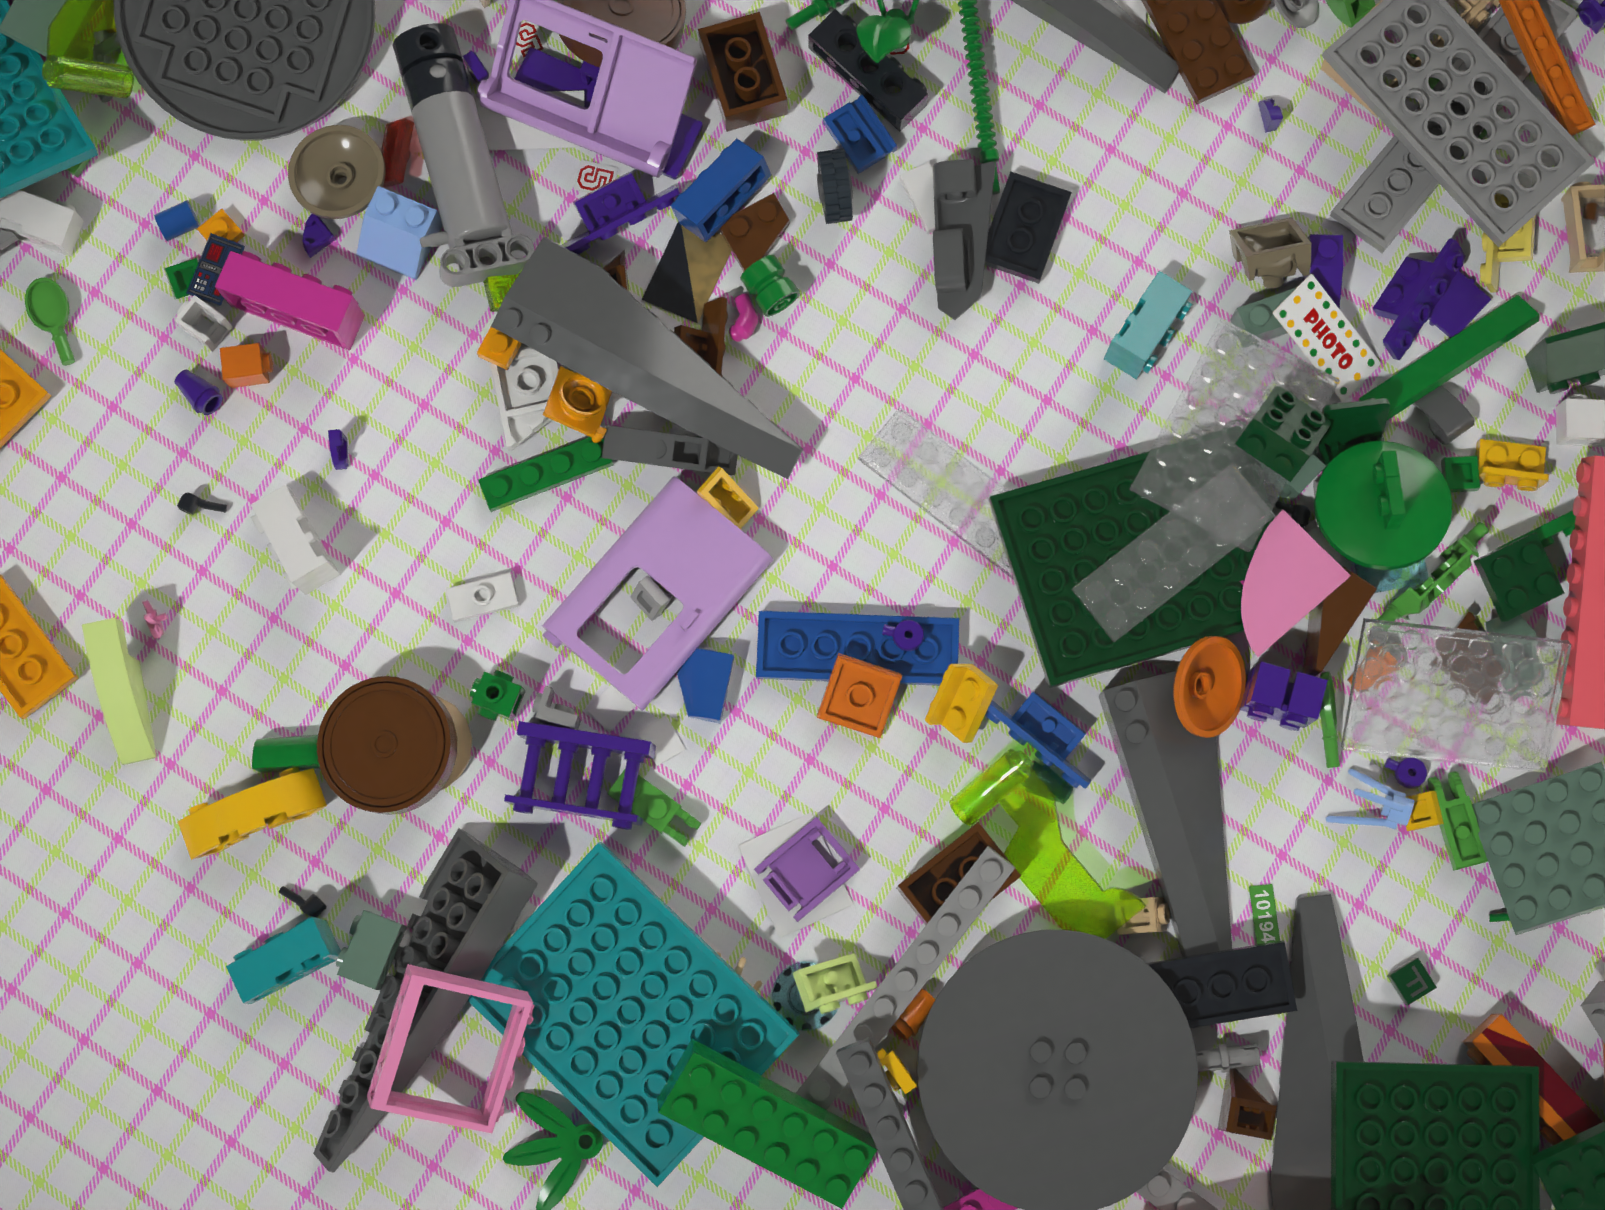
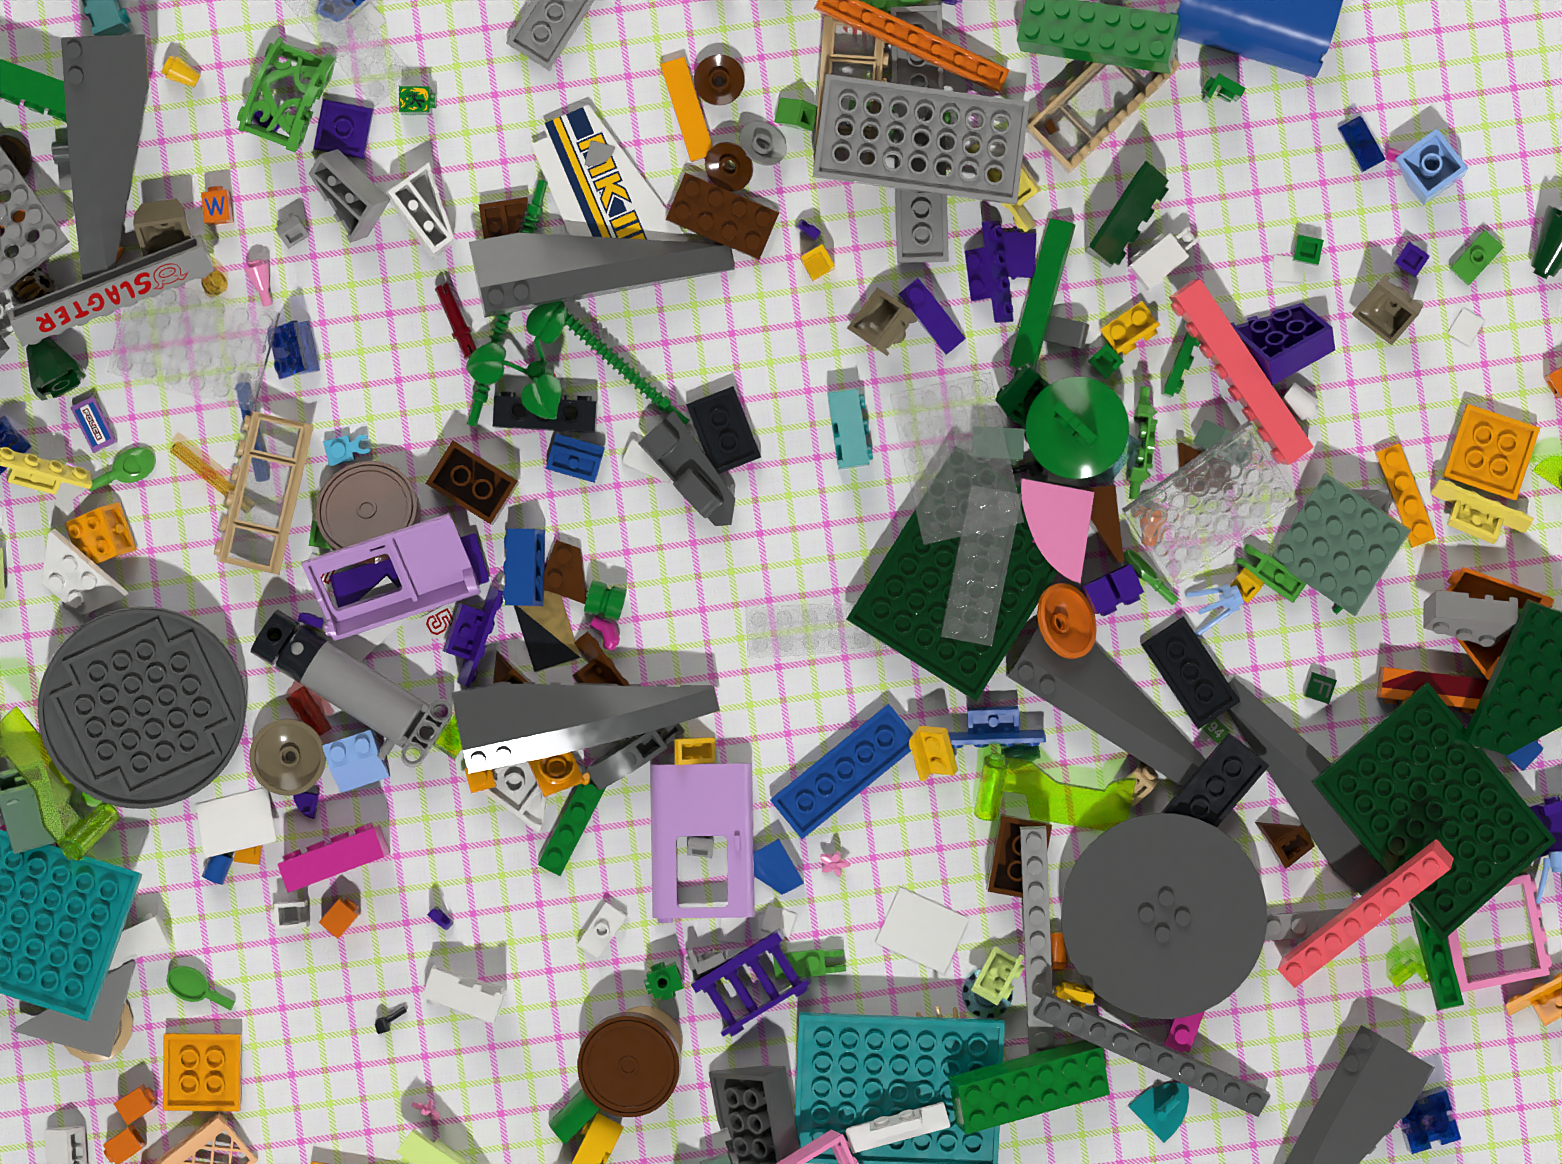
camera: 45 degrees left, 10 degrees up
(180, 276) = (256, 897): green plate -> none
(199, 392) = (327, 956): dark purple cone -> none
(210, 267) = (268, 877): slope -> none
(232, 194) = (235, 822): none -> white sticker
(595, 1048) = (897, 1127): none -> white bracket
(766, 728) = (833, 863): none -> bright pink plant
(802, 873) = (926, 926): medium lavender container -> none
(834, 186) = (591, 508): black wheel -> none
(859, 695) = (870, 798): orange tile -> none
(899, 638) = (861, 741): dark purple piece -> none
(1226, 1058) = (1251, 823): light grey pin -> none
(1253, 147) = (817, 262): none -> yellow panel
(1259, 318) = (916, 362): sand green piece -> none
(1283, 433) = (985, 435): dark green bracket -> none
(1289, 851) = (1190, 673): none -> black tile
(1326, 336) = (960, 348): white sticker -> none
(1401, 771) = (1215, 569): dark purple piece -> none
(1519, 577) = (1190, 401): dark green plate -> none

